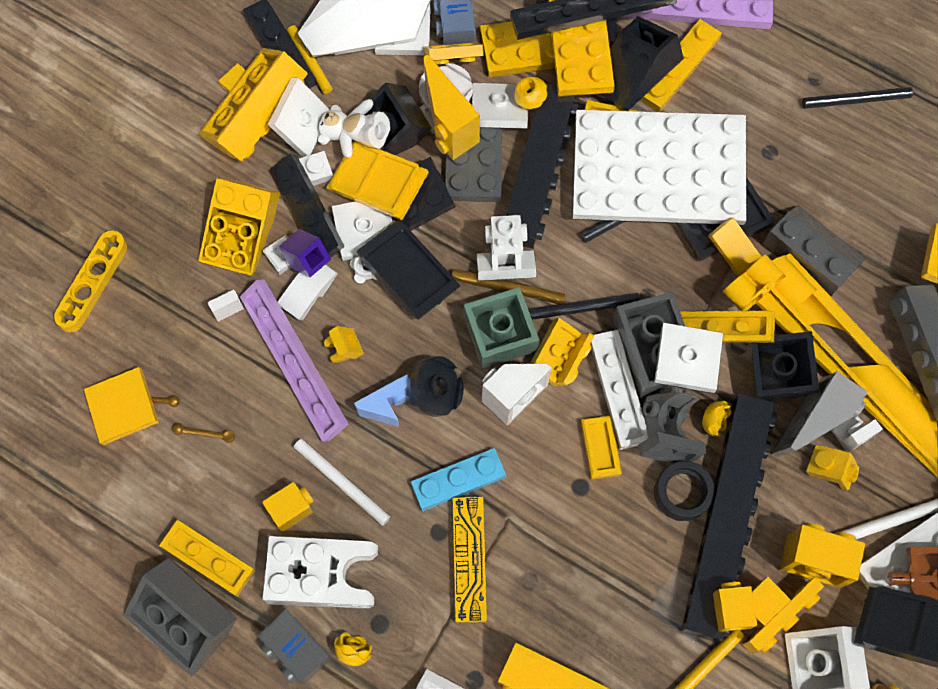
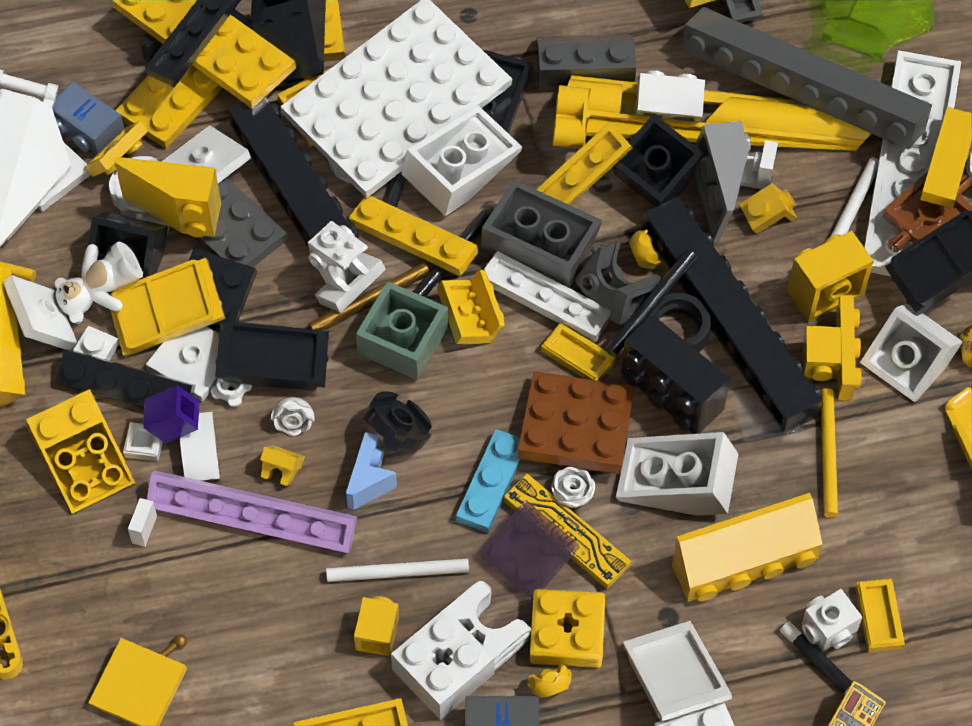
camera: 45 degrees left, 10 degrees down
(228, 436) = (259, 626): pearl gold hinge -> none
(381, 320) = (292, 416): none -> white plate
(399, 646) = (577, 648): none -> yellow brick
(431, 549) = (529, 549): none -> clear purple plate
(503, 525) = (575, 478): none -> white plate
(513, 388) = (463, 366): white slope -> none
(530, 93) = (233, 130): yellow plate -> none
(548, 493) = (576, 422): none -> dark orange plate
(577, 270) = (414, 235): none -> yellow plate
(578, 593) = (679, 473): none -> white slope
(640, 525) = (674, 375): none -> black brick
(657, 245) = (459, 159): none -> white slope
(678, 460) = (651, 302): none -> black bar
(688, 357) = (580, 216): white plate -> none
(734, 246) = (524, 108): yellow tile -> none
(734, 607) = (807, 365): yellow brick -> none
(841, 328) = (670, 96): none -> white brick

